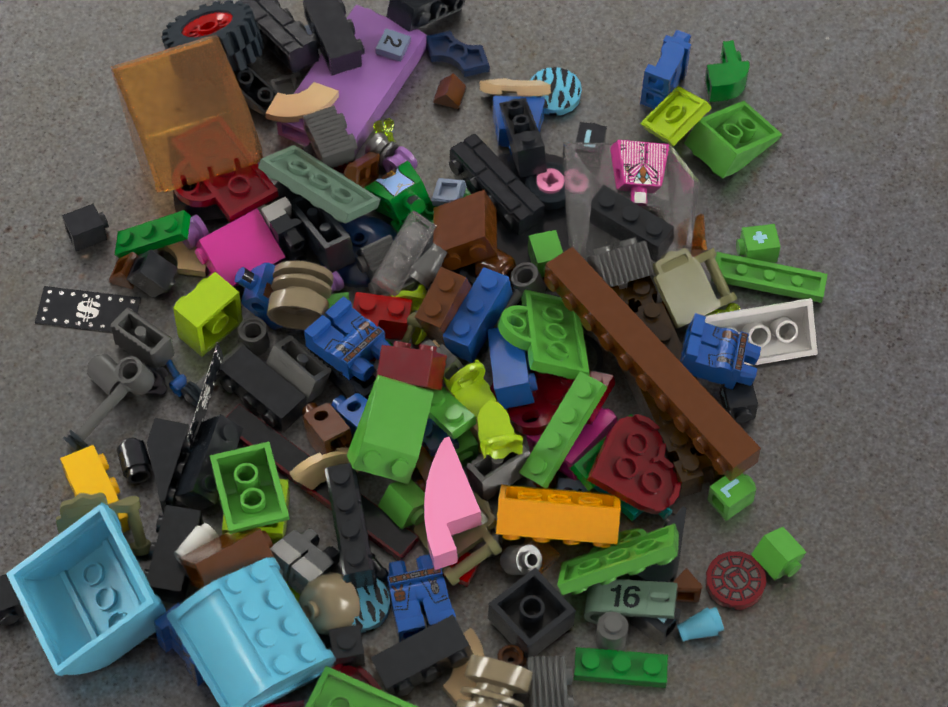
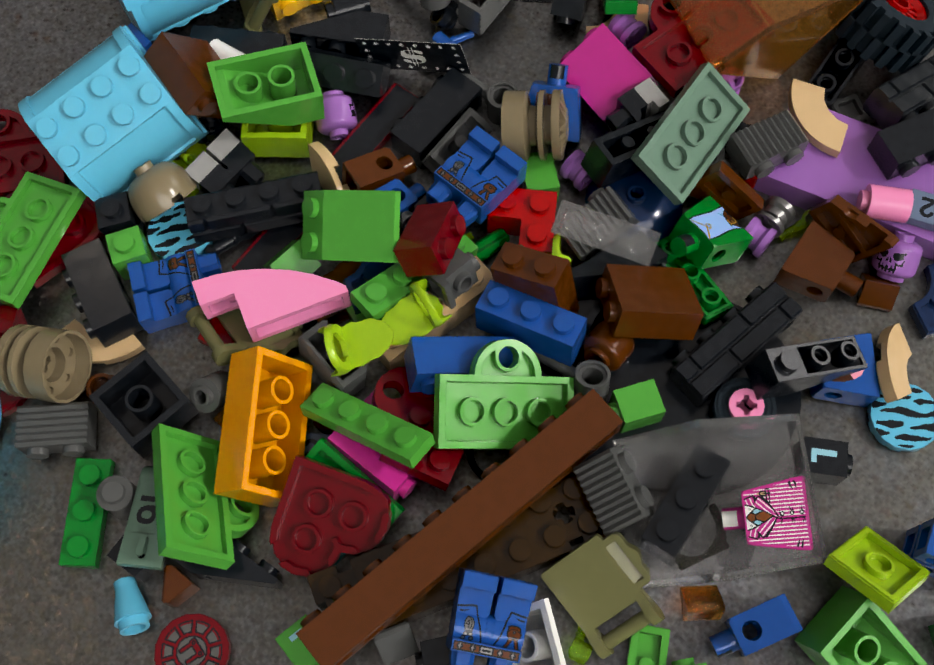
camera: 90 degrees right, 10 degrees up
(208, 314) = (518, 48): lime brick -> none
(381, 633) = (127, 247): none -> bright green brick
(388, 66) = (886, 203): none -> bright pink brick
(406, 95) = (853, 227): none -> reddish brown wing
(426, 72) = (900, 261): none -> medium lavender head
(427, 126) = (819, 266): none -> reddish brown torso
(428, 265) = (586, 257): dark grey cone -> none
(447, 191) = (710, 285): sand blue tile -> none
(717, 194) = (772, 620): none -> blue torso

